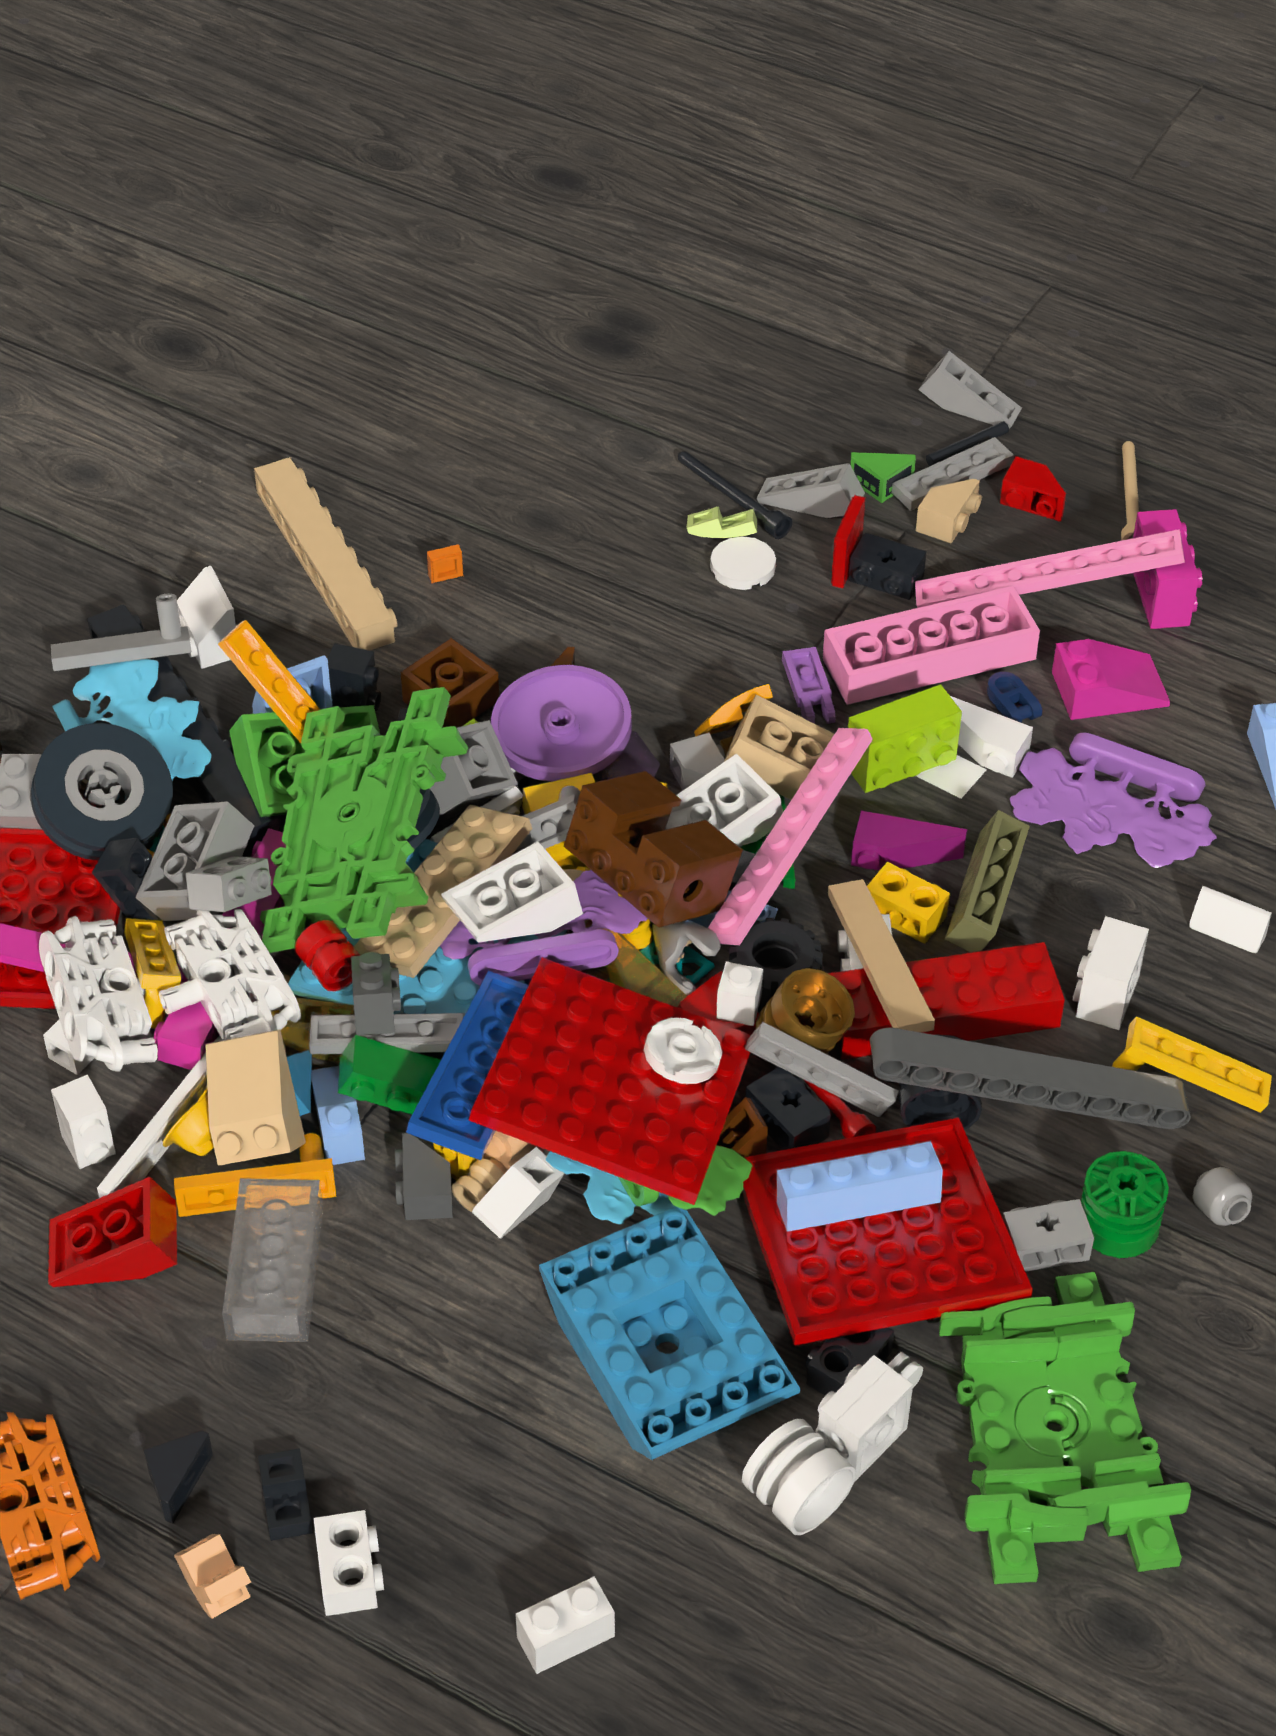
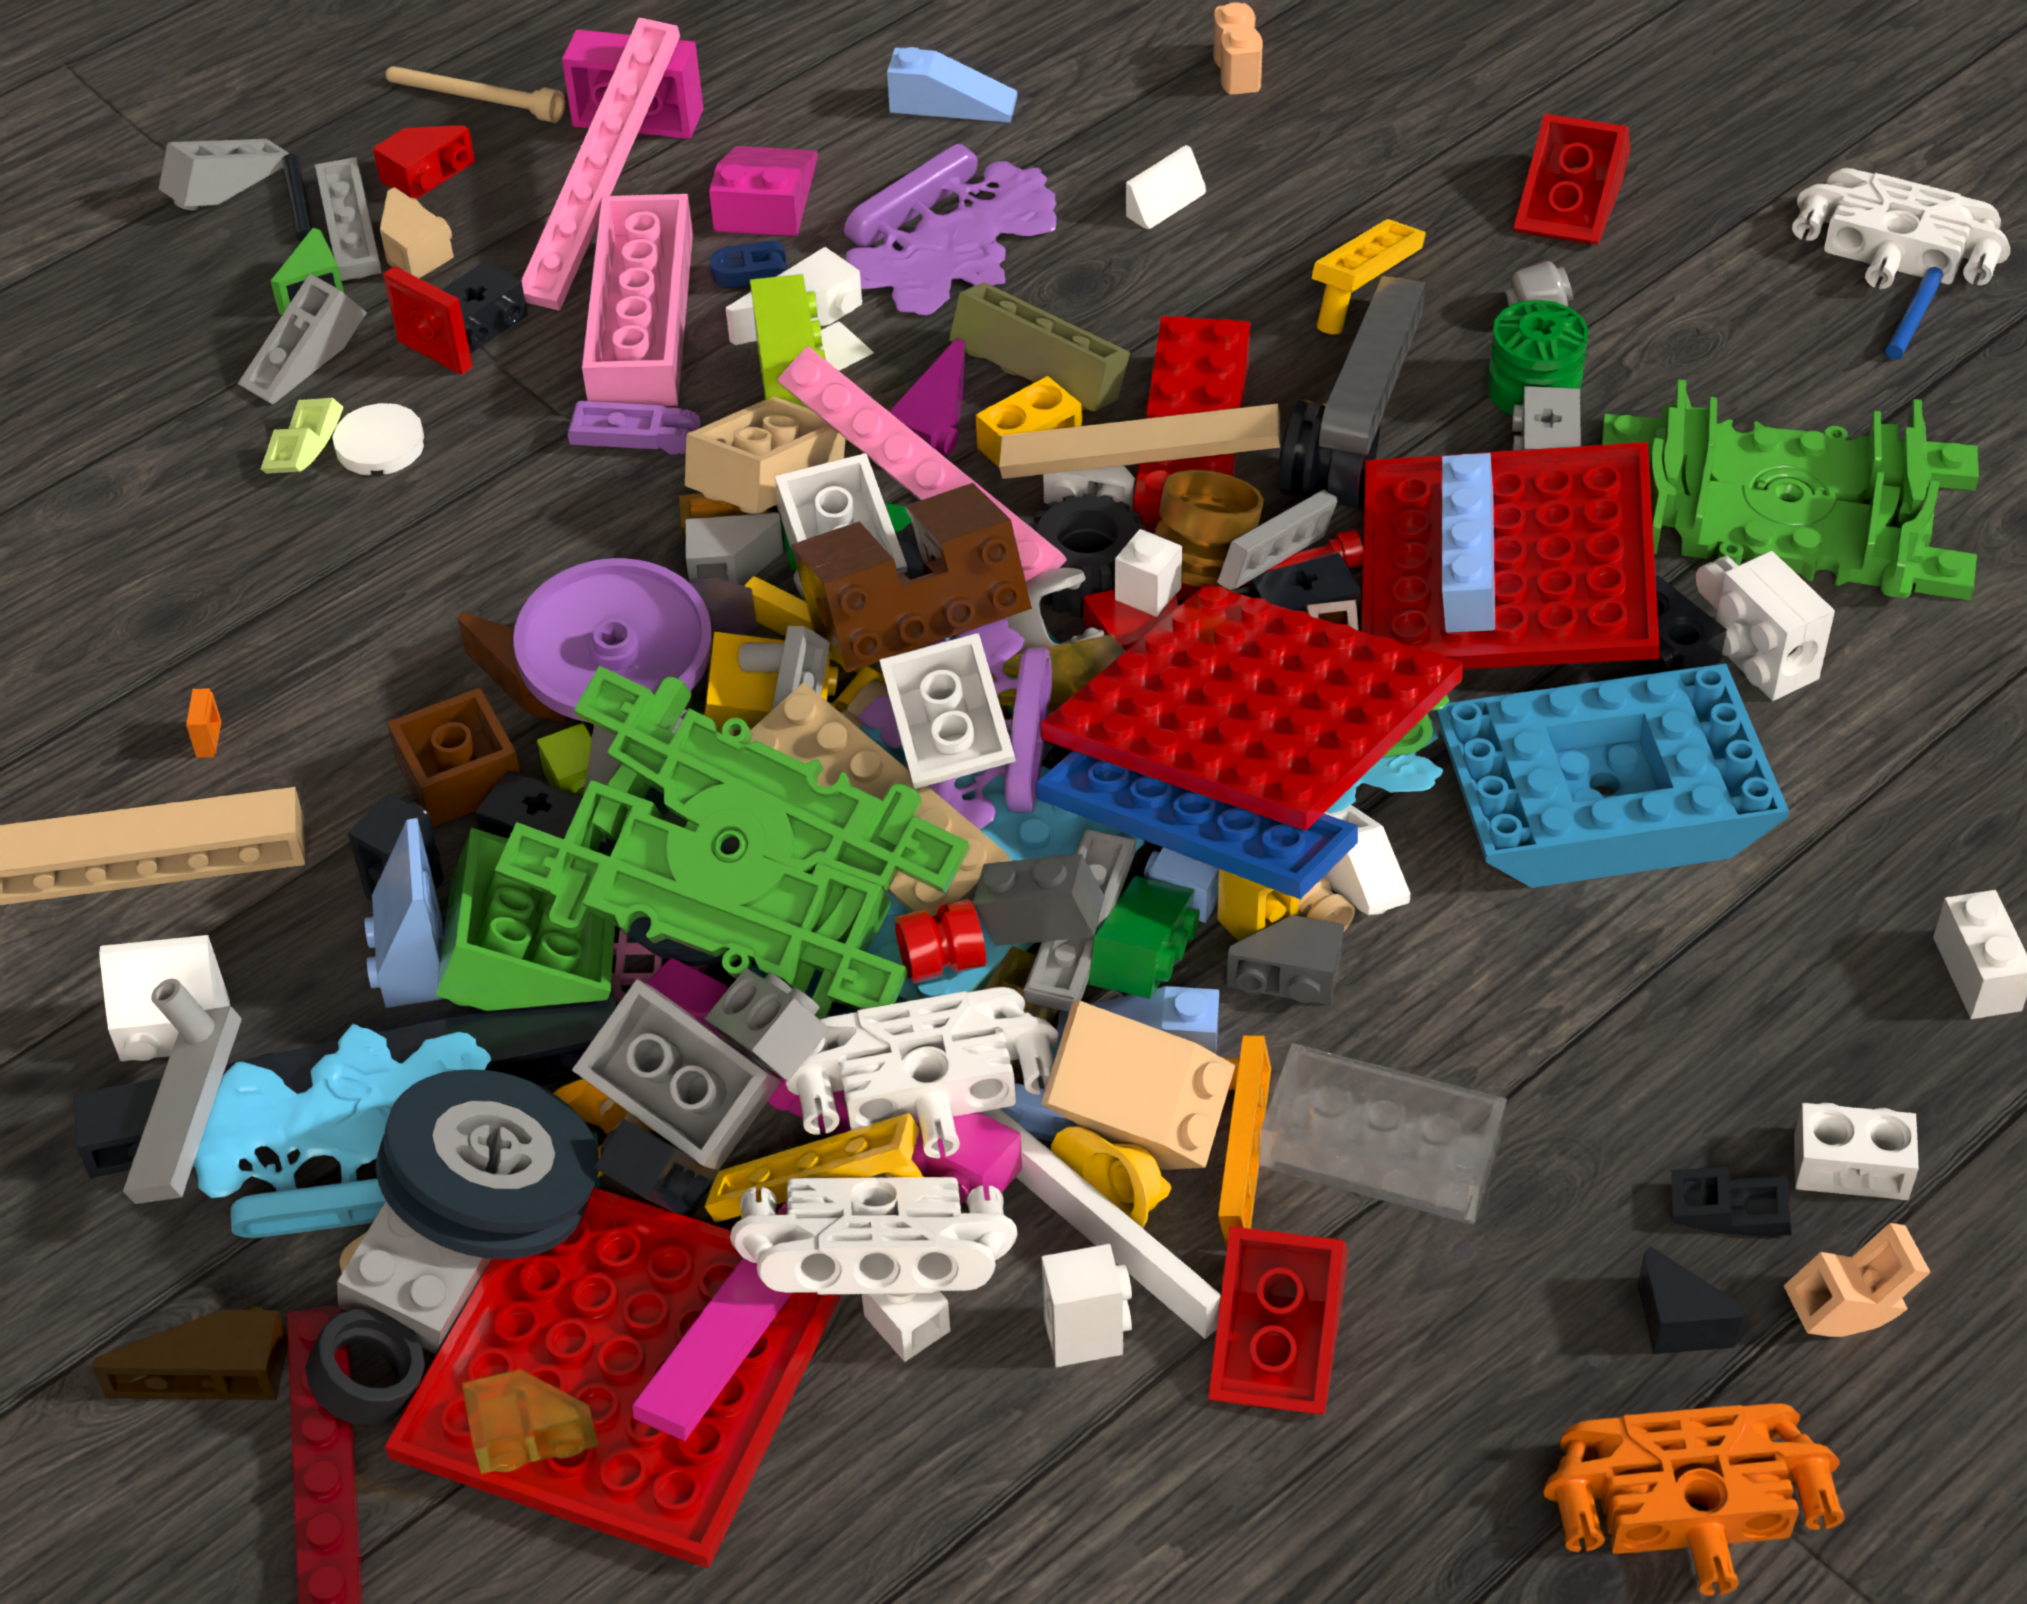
camera: 70 degrees left, 0 degrees up
(269, 677) = (437, 880): light orange tile -> none
(682, 1051) = (1238, 628): white tile -> none
(732, 711) = (662, 489): light orange slope -> none
(775, 522) = (329, 387): black piece -> none
(798, 1476) = (1838, 696): white wheel -> none
(1110, 972) = (1220, 275): white brick -> none

